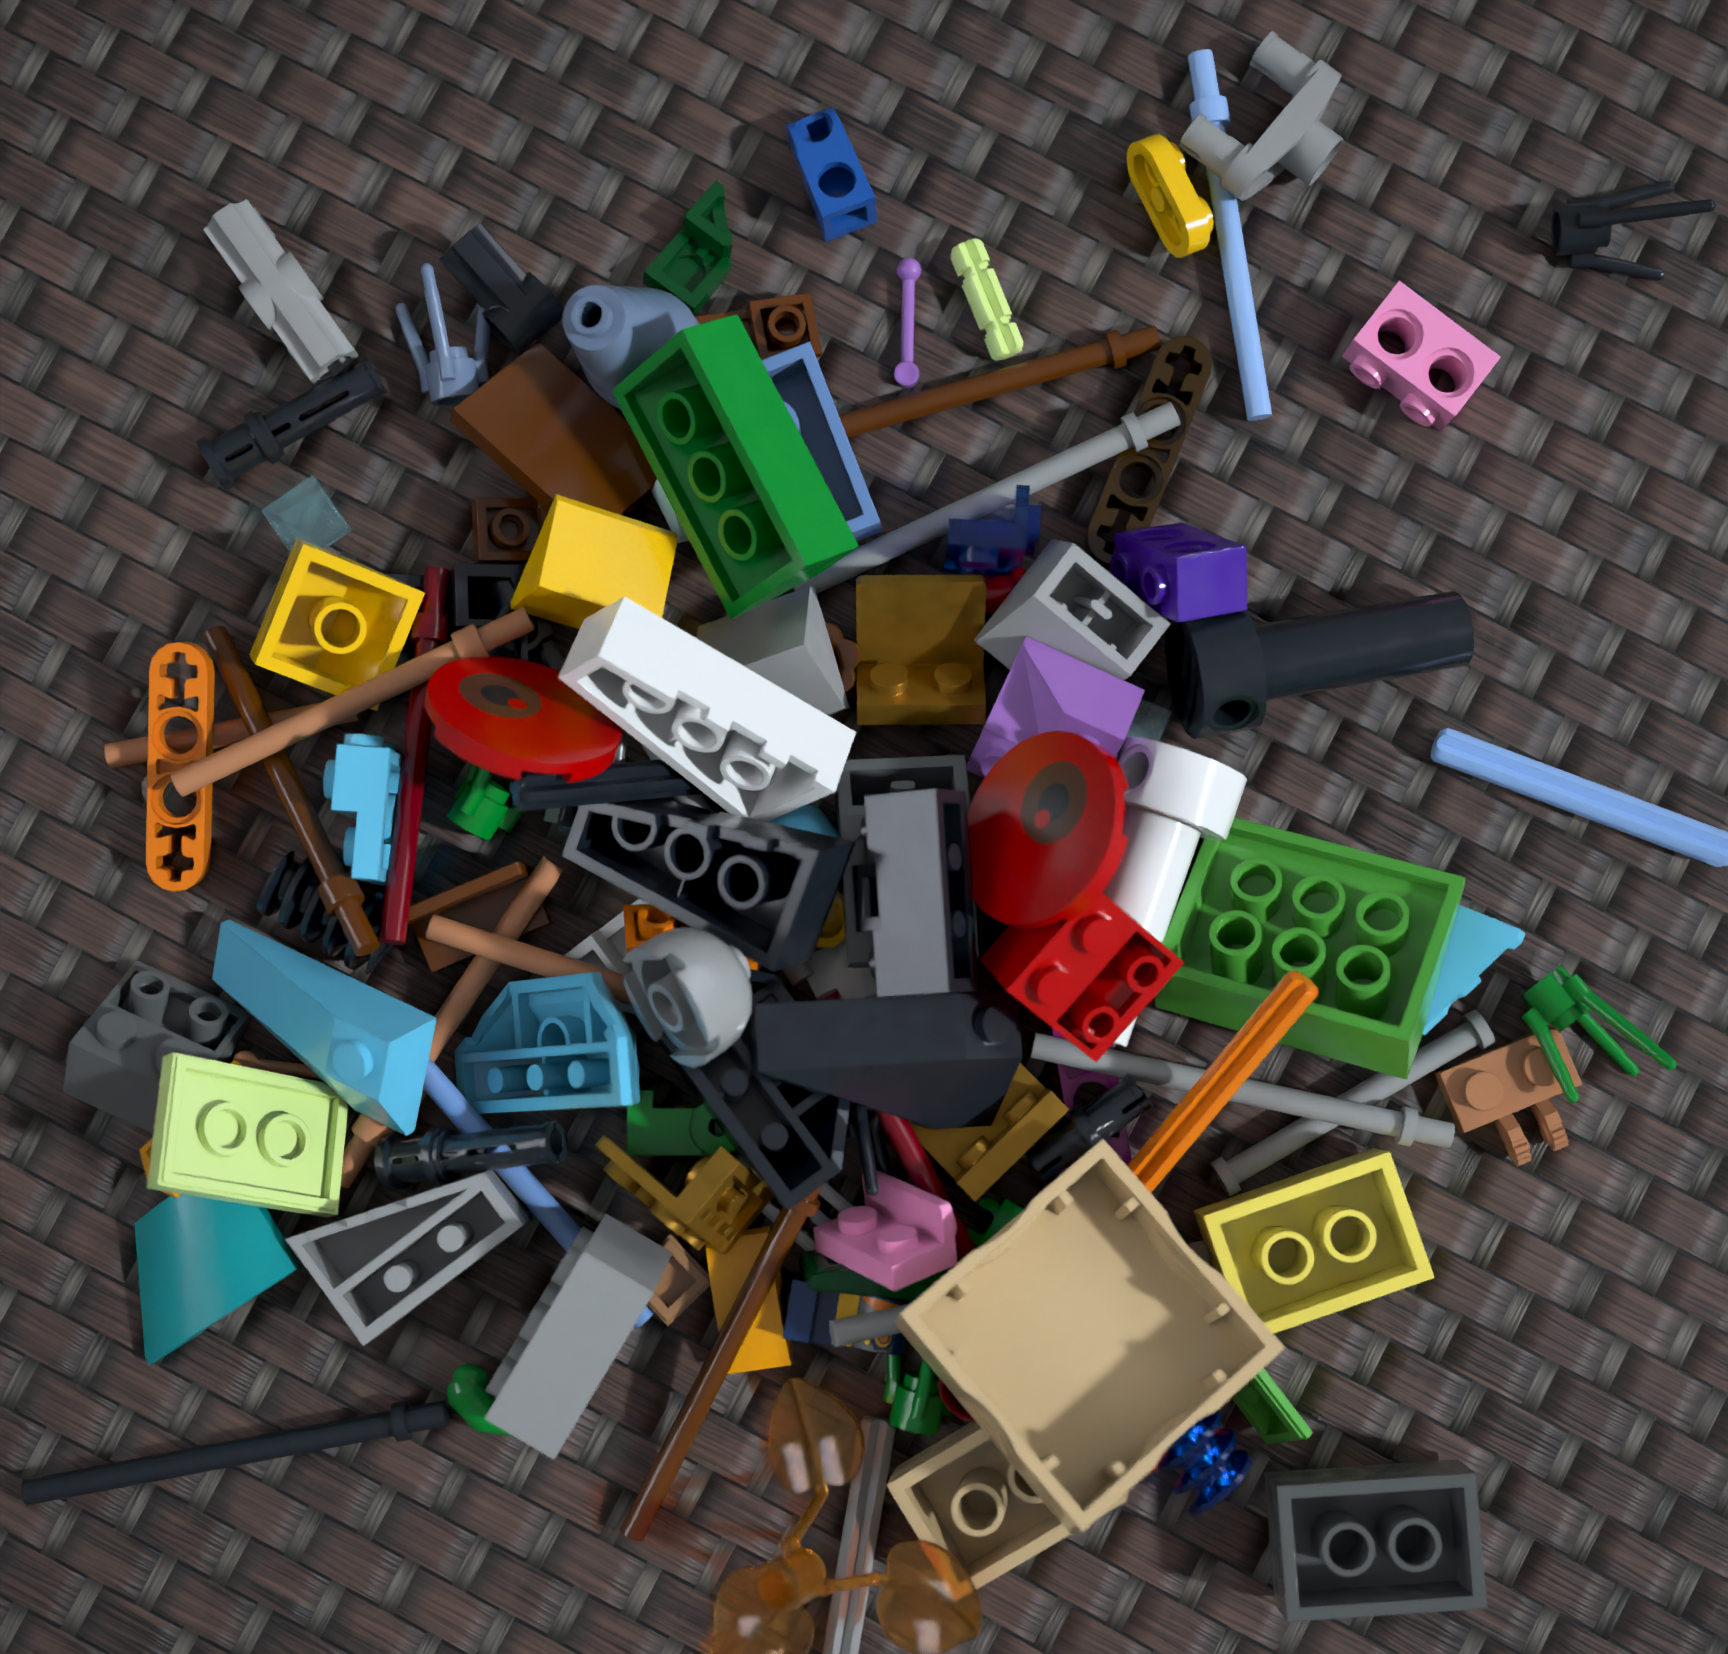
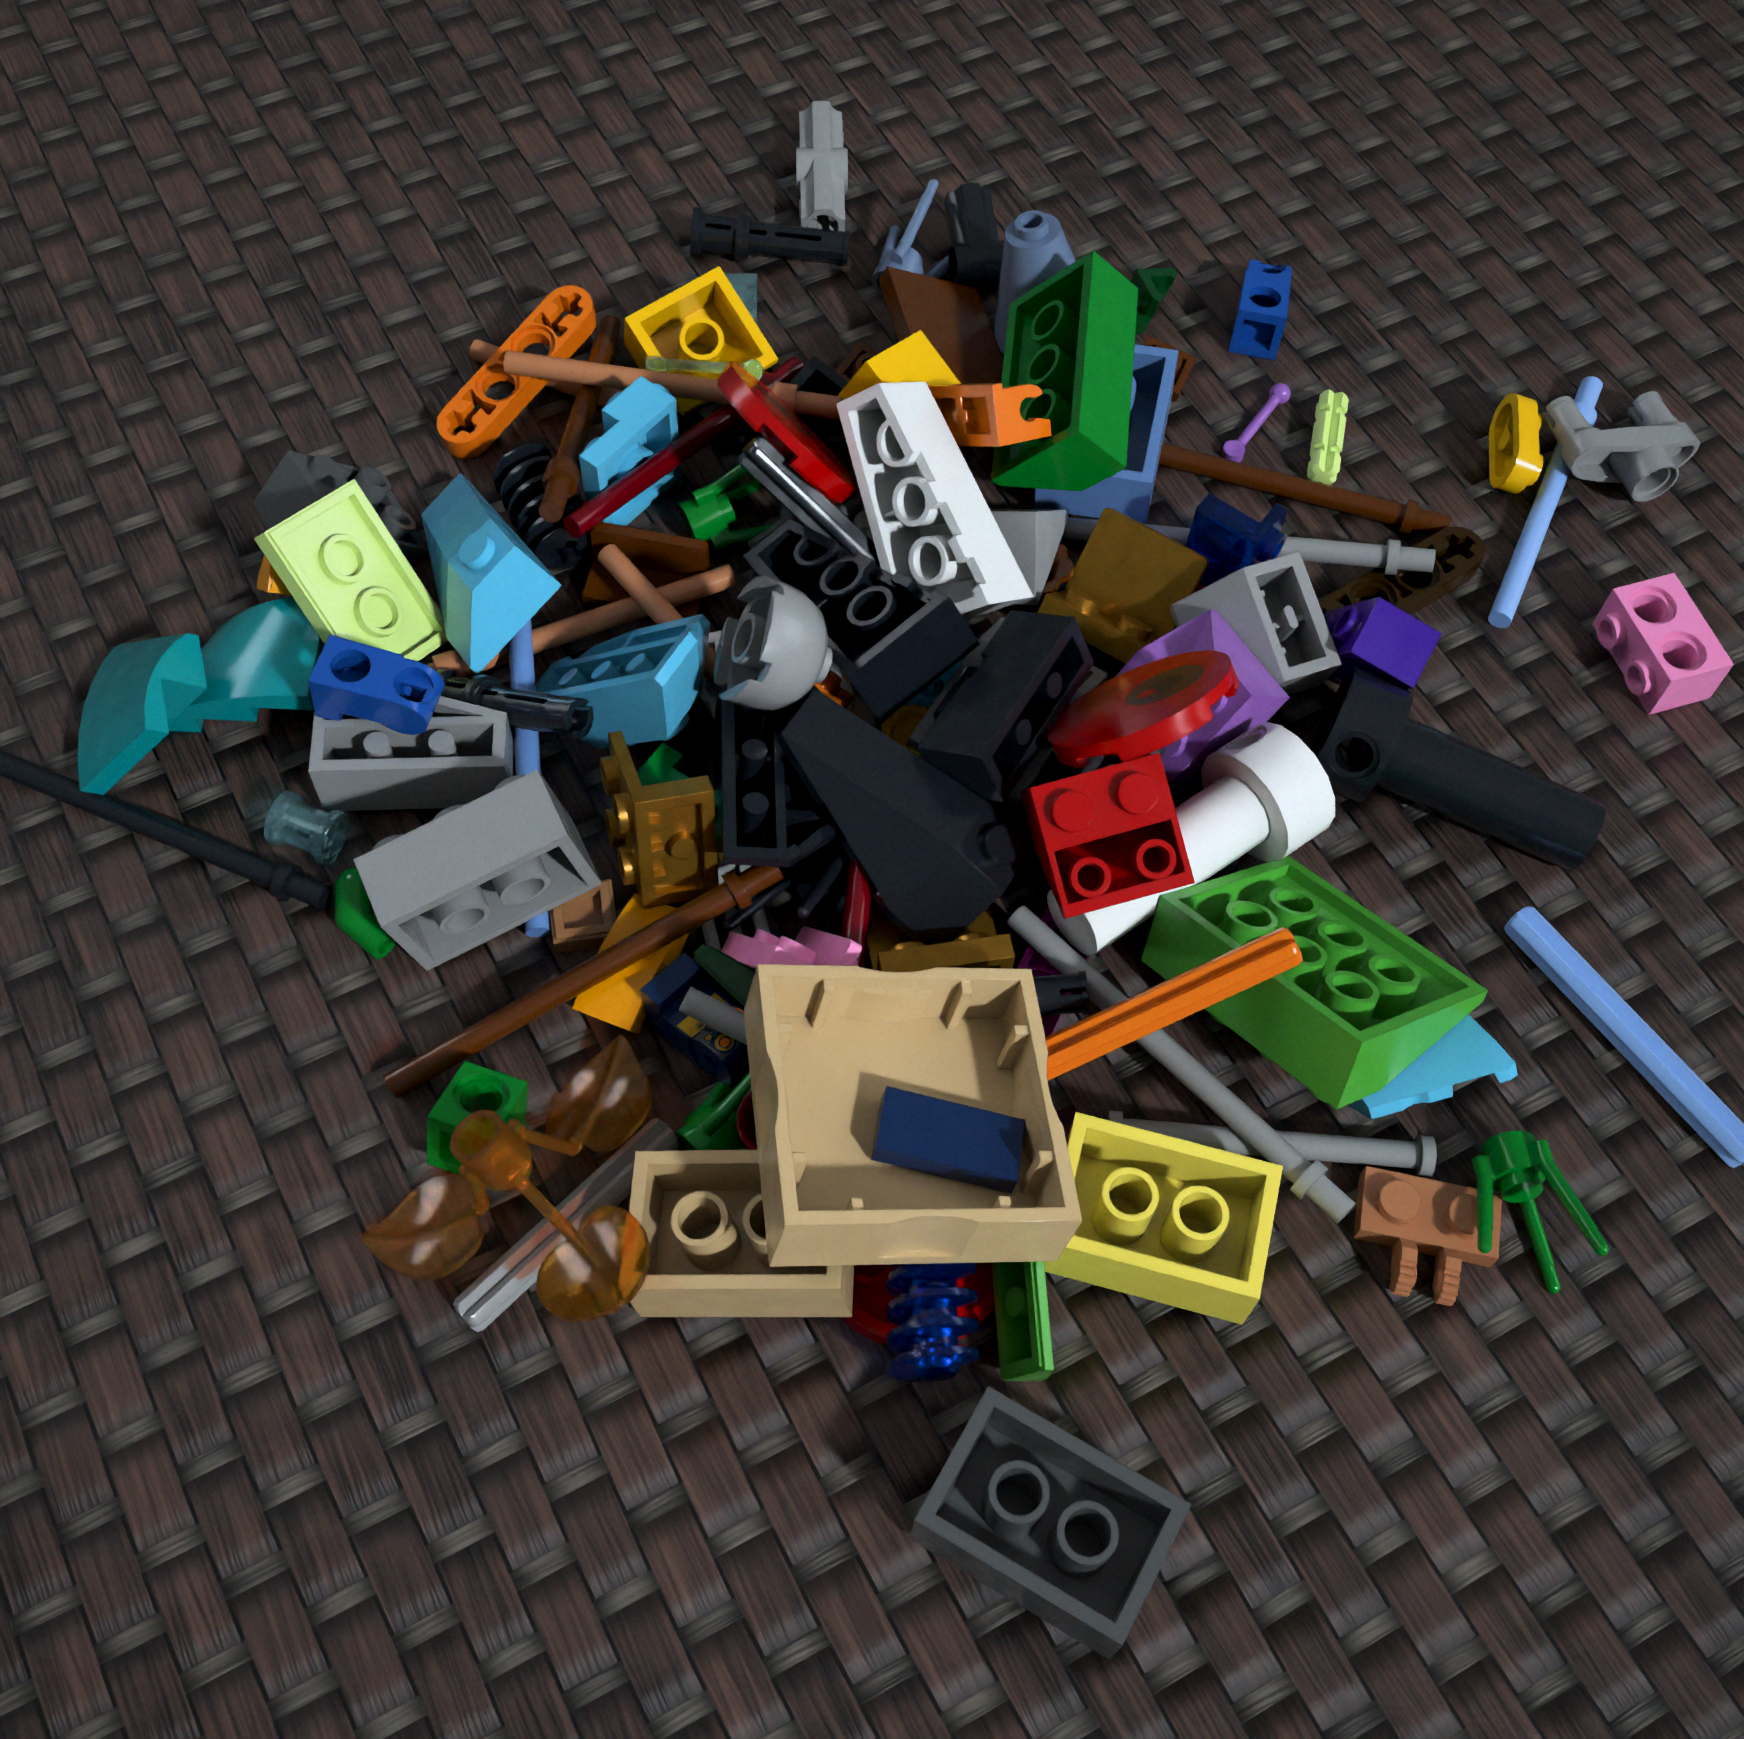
camera: 30 degrees right, 25 degrees down
(131, 1360) = (131, 702): none -> teal slope
(324, 689) = (659, 363): none -> clear light blue hinge
(365, 1243) = (374, 686): none -> blue leg
(382, 1368) = (307, 827): none -> clear light blue bush
(695, 588) = (989, 413): none -> orange hinge
(749, 1550) = (470, 1091): none -> green brick
(1130, 1328) = (948, 1140): none -> dark blue tile

